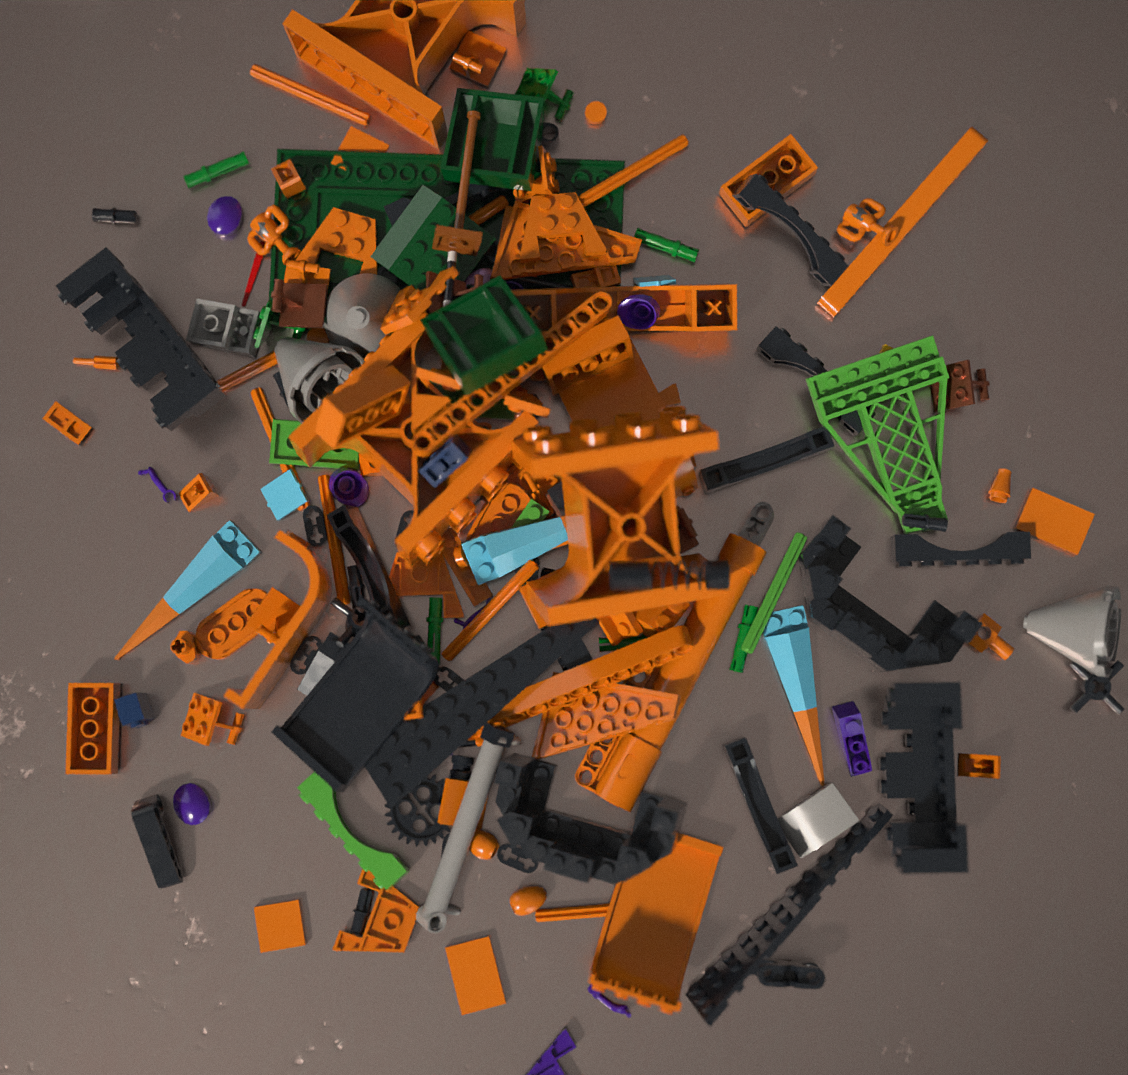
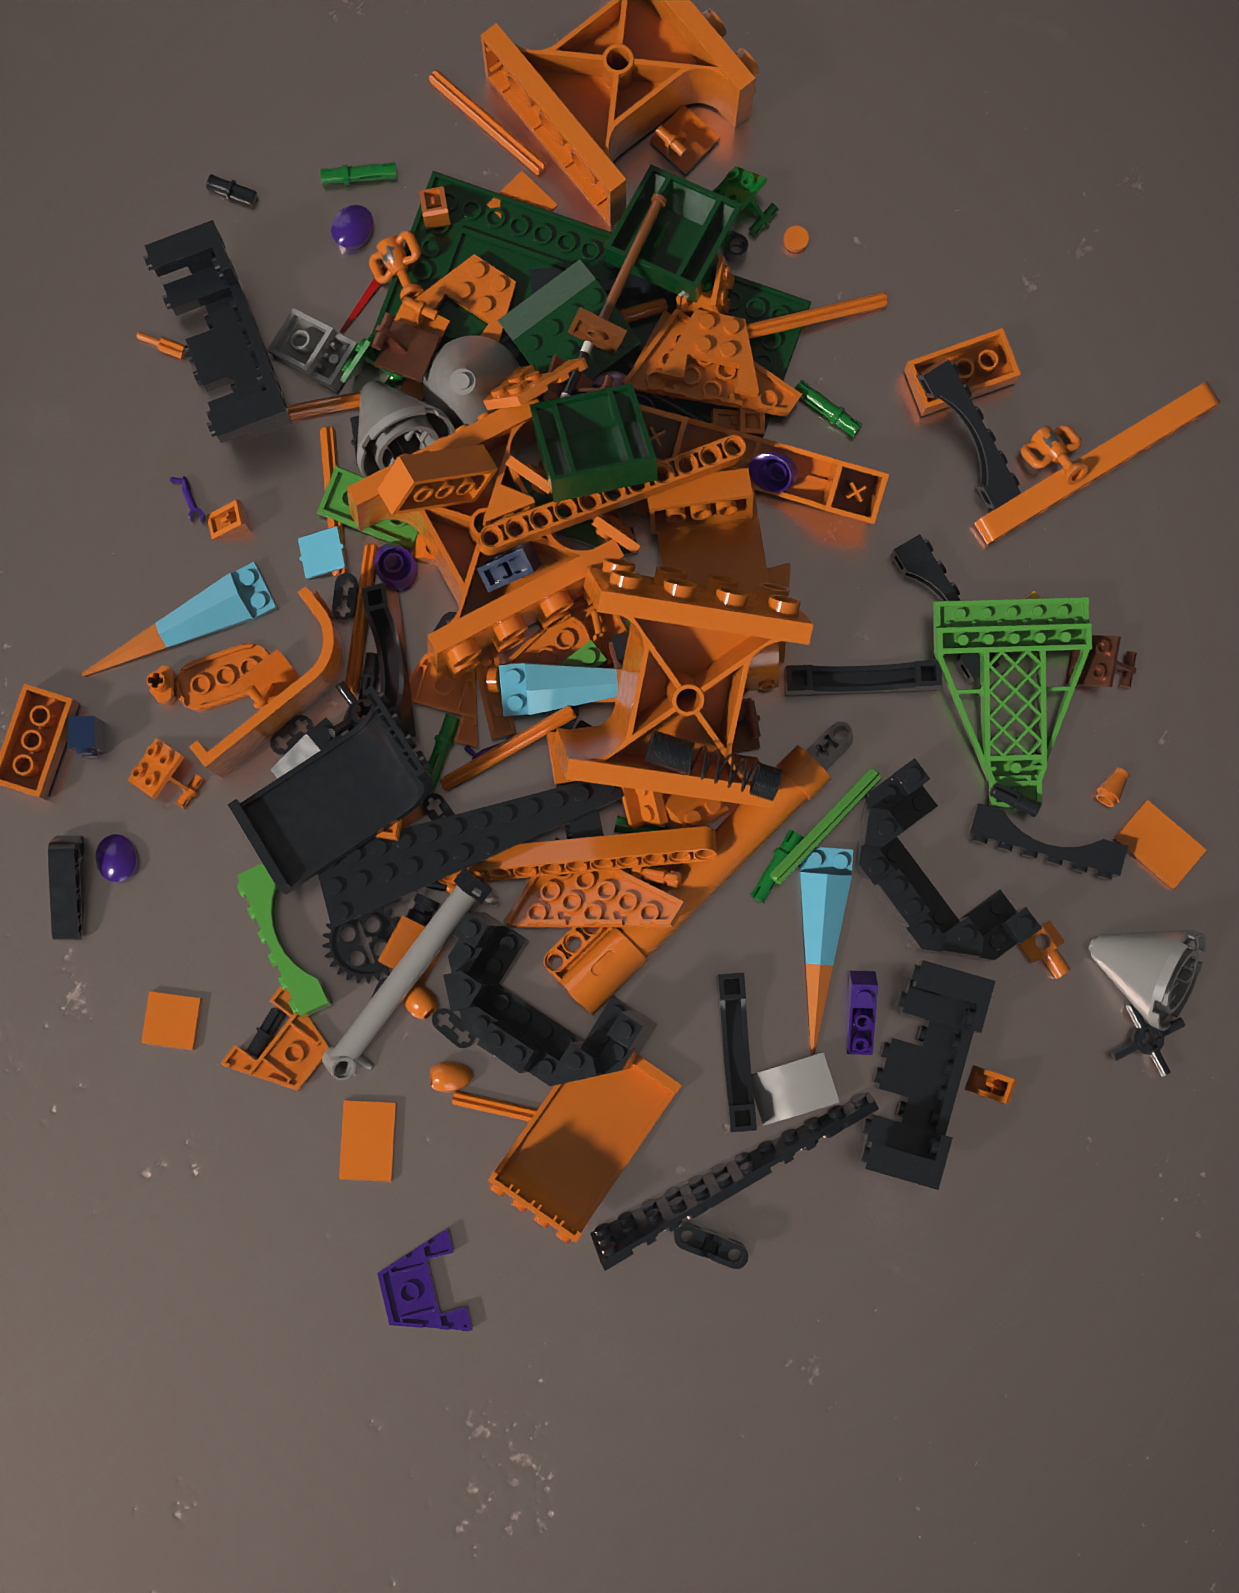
camera: 10 degrees right, 0 degrees up
(67, 423) = (109, 400): orange slope -> none
(612, 1006) = (493, 1201): dark purple piece -> none
(649, 679) = (658, 875): none -> orange axle
(654, 280) = (801, 443): medium azure piece -> none

